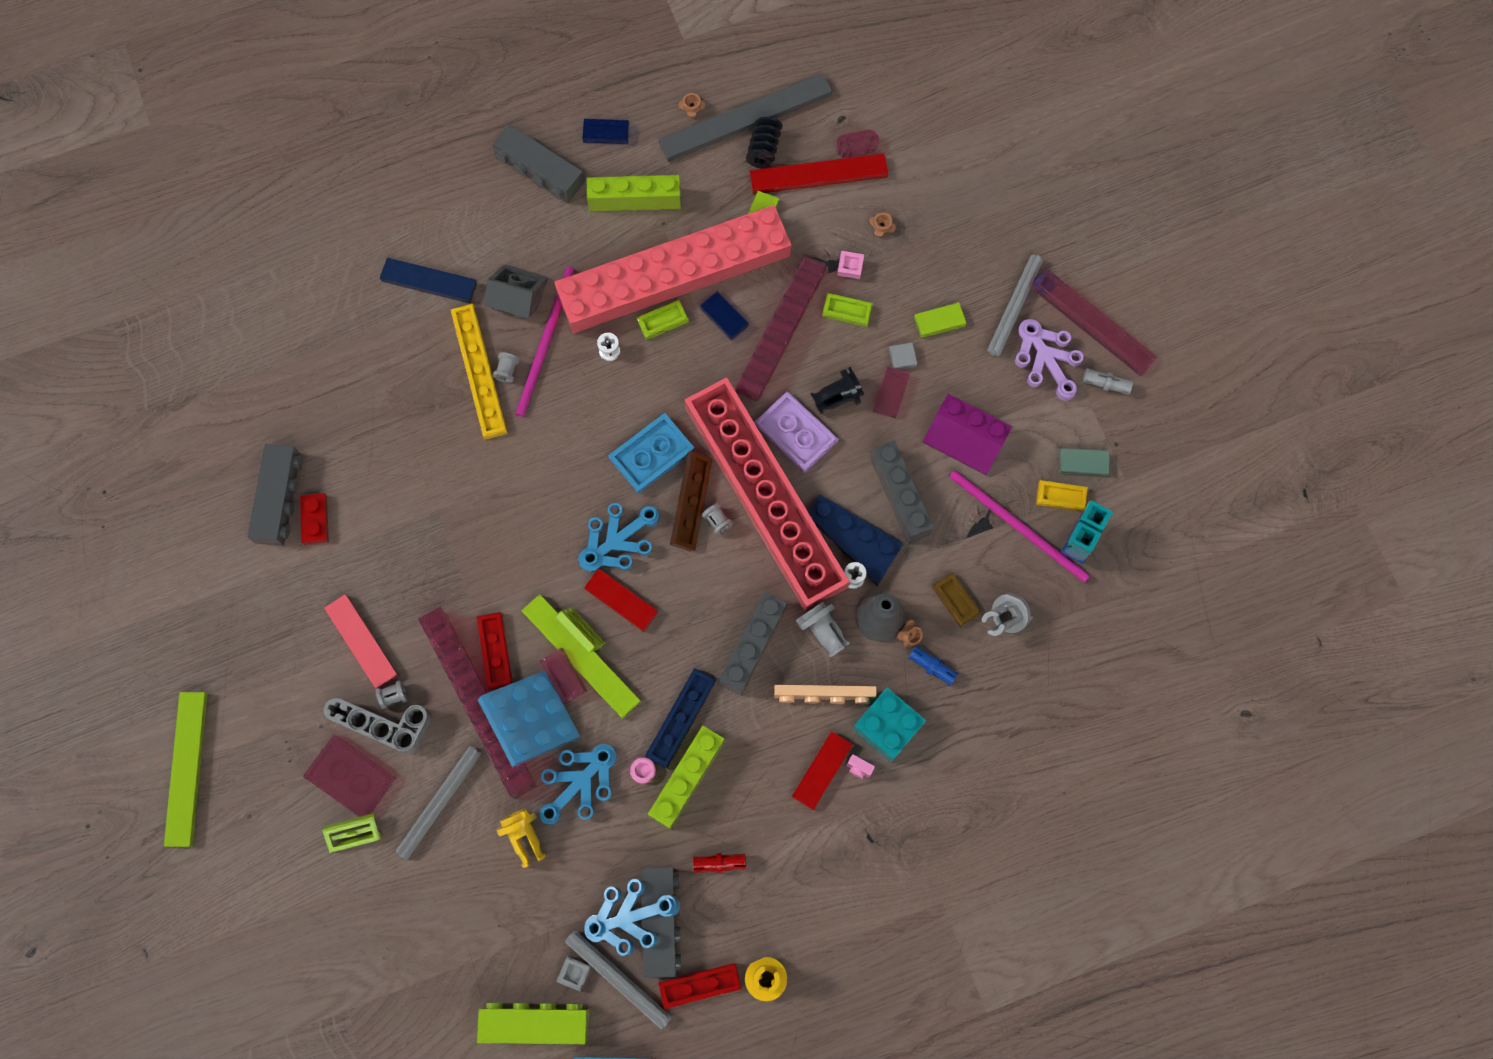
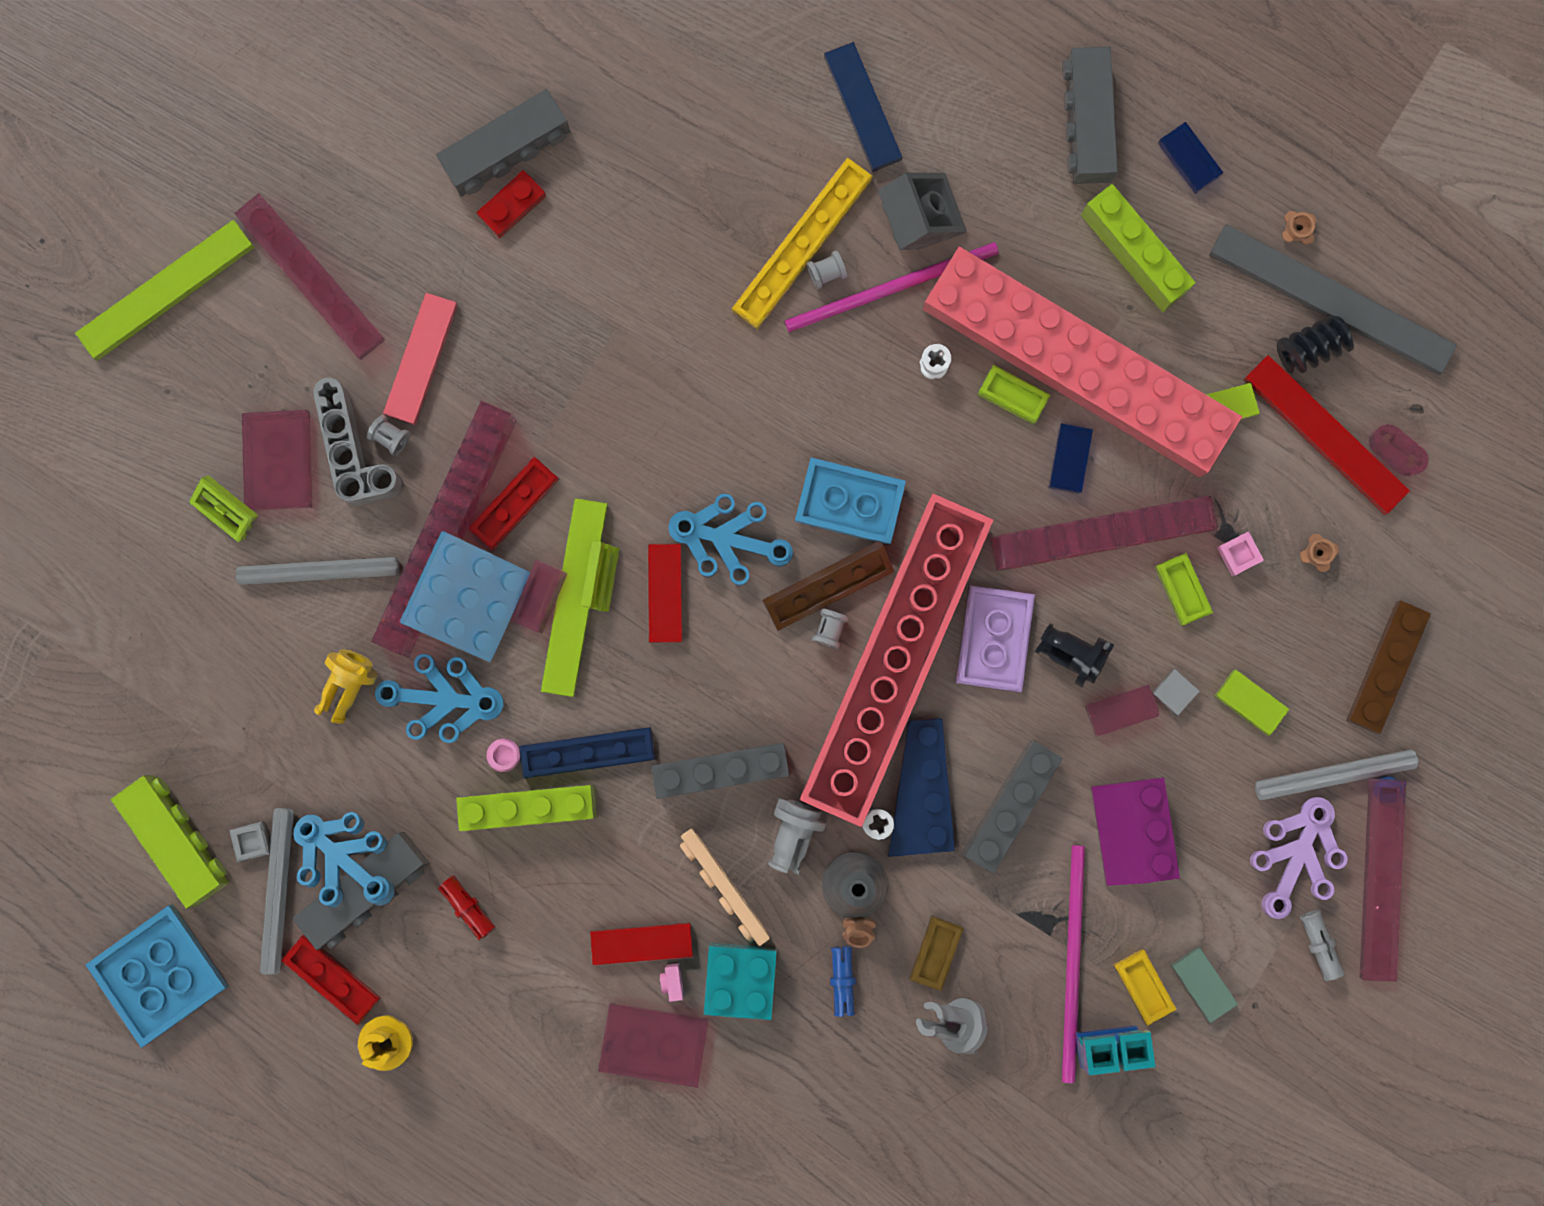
camera: 55 degrees right, 10 degrees up
(254, 671) = (309, 276): none -> clear pink plate
(889, 809) = (653, 1045): none -> clear pink tile
(974, 235) = (1388, 667): none -> reddish brown plate

